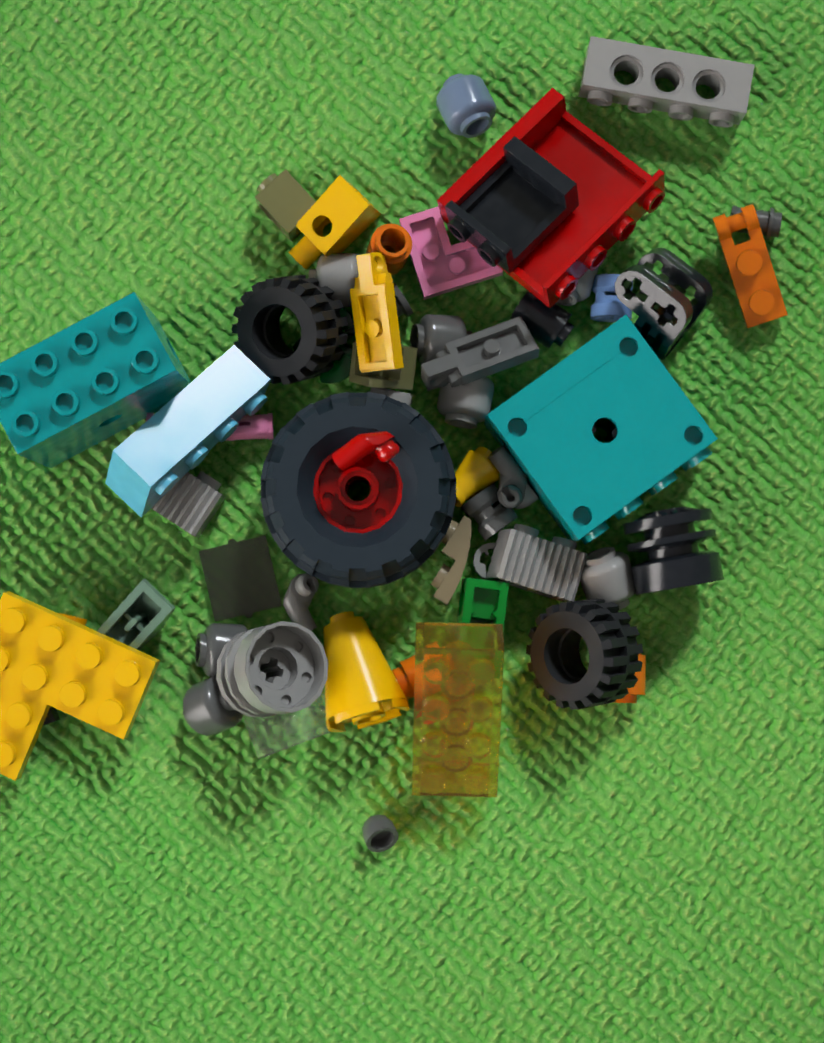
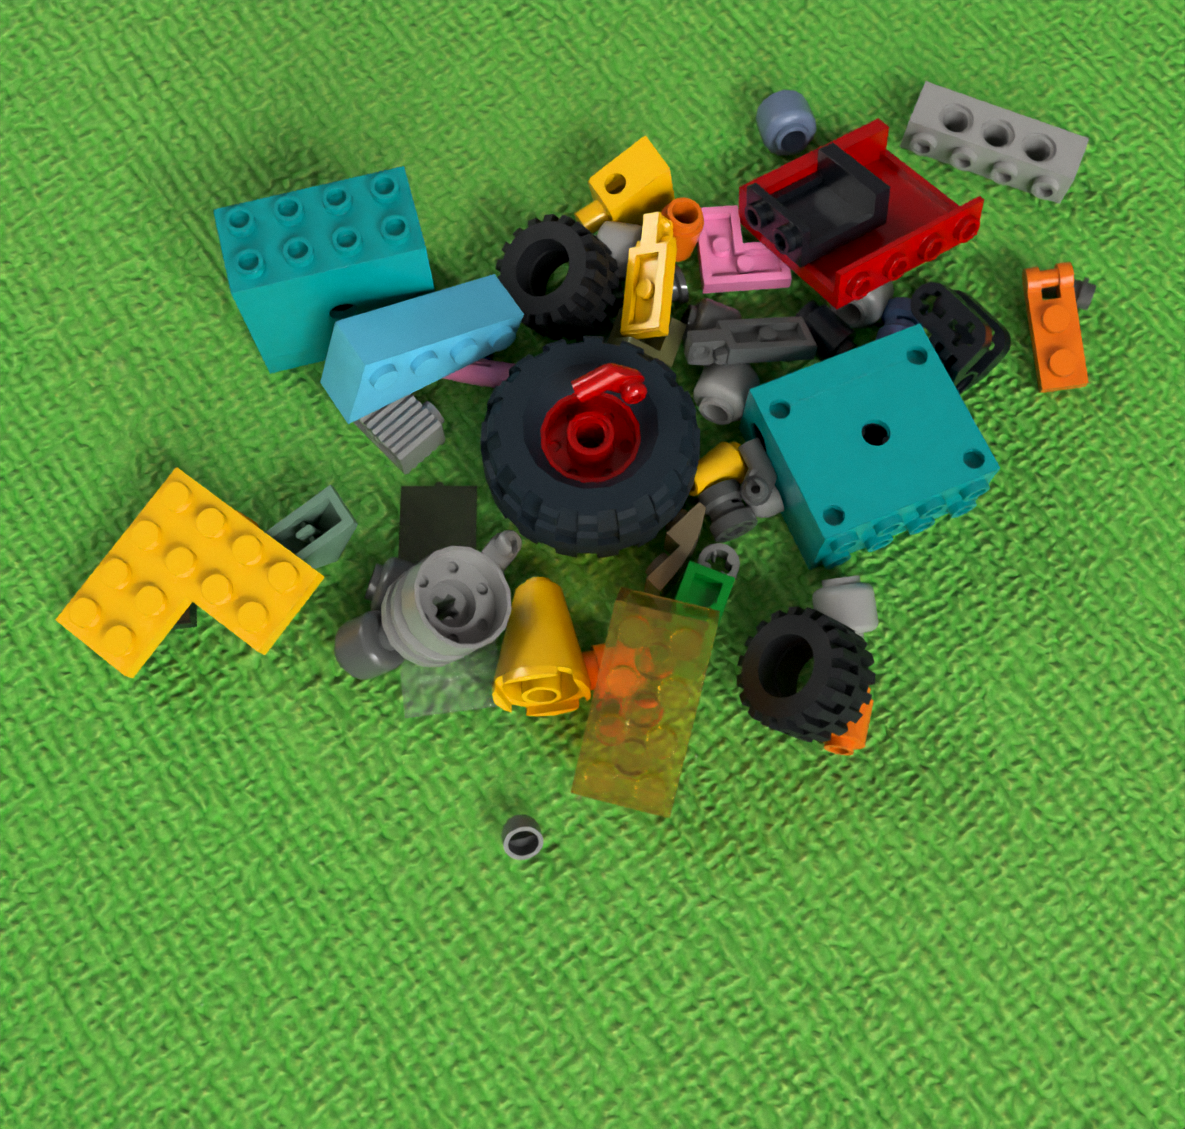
camera: 10 degrees right, 15 degrees down
(284, 202) = (574, 166): olive brick -> none
(537, 564) = (770, 571): light grey brick -> none
(673, 550) = (926, 588): black wheel -> none

